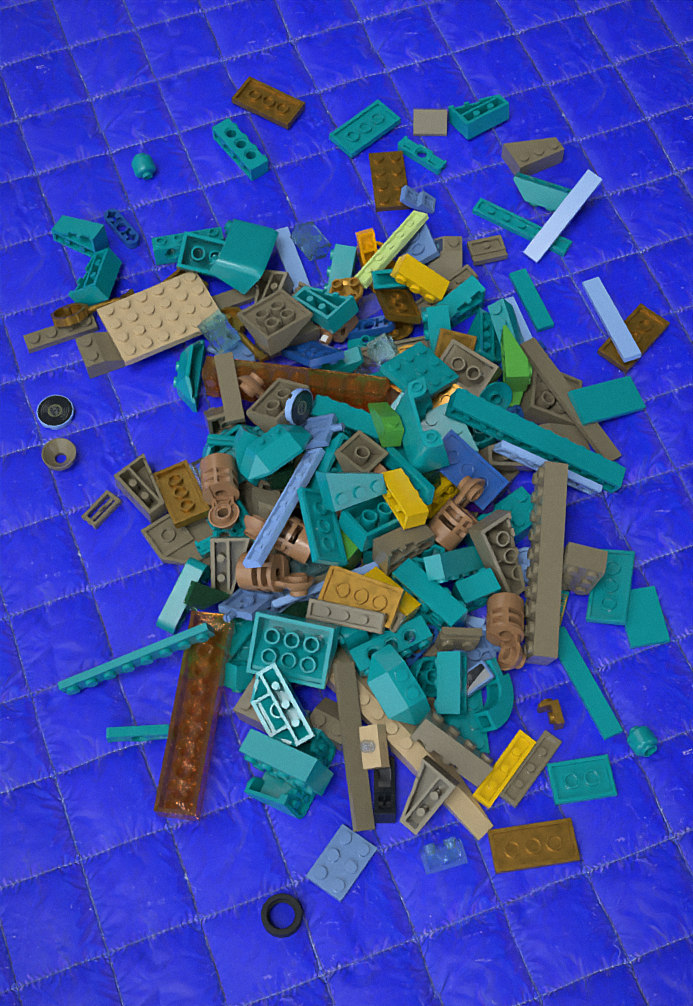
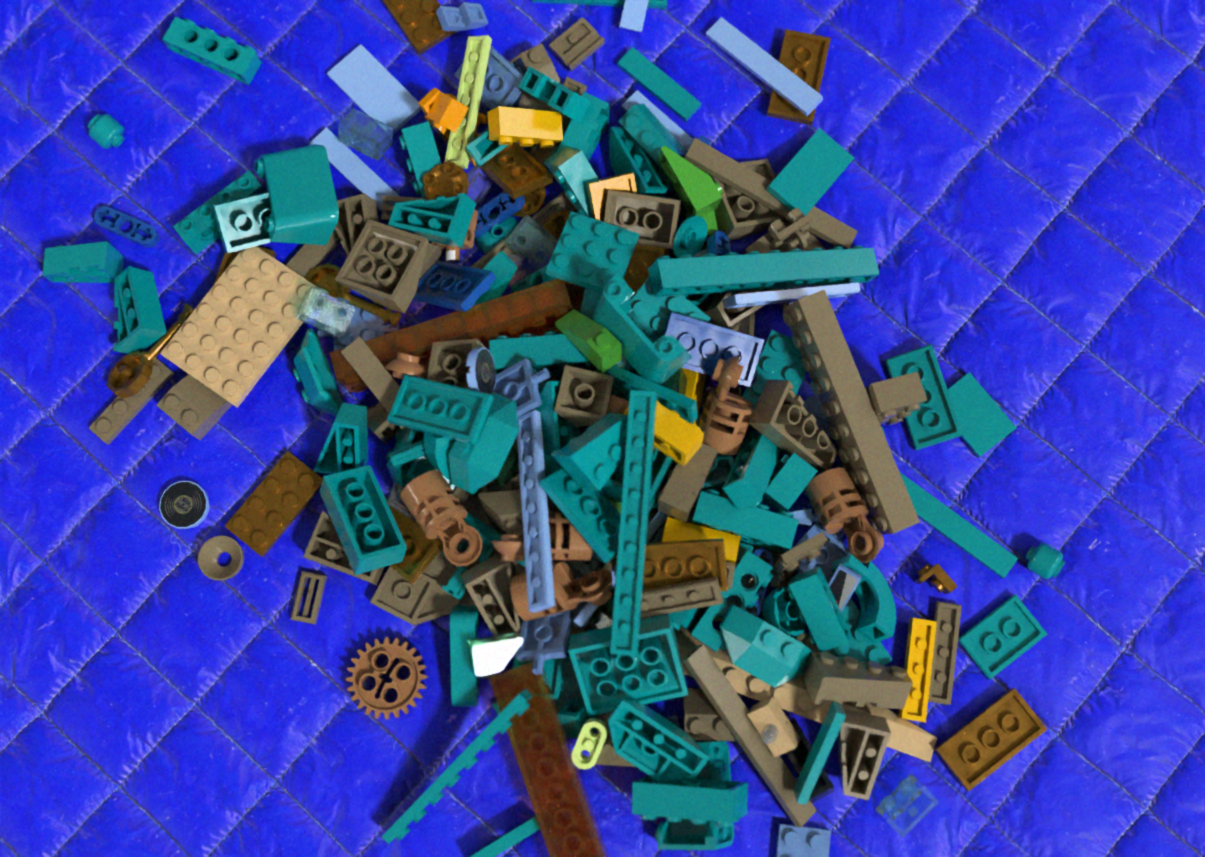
camera: 25 degrees left, 15 degrees up
(114, 571) = (406, 689): none -> medium nougat gear
(115, 440) = (275, 504): none -> pearl gold plate
(166, 468) = (362, 519): none -> teal brick
(184, 419) = (346, 442): none -> teal wedge
(236, 688) = (591, 742): none -> yellowish green plate
(258, 414) = (440, 409): none -> teal tile
(333, 217) = (374, 89): none -> light blue tile
(346, 545) = (633, 523): none -> teal plate
(371, 247) = (447, 113): none -> light orange brick
(396, 777) = (819, 753): none -> teal tile
(451, 267) = (554, 94): none -> teal arch
(570, 428) = (794, 232): none -> dark tan hips

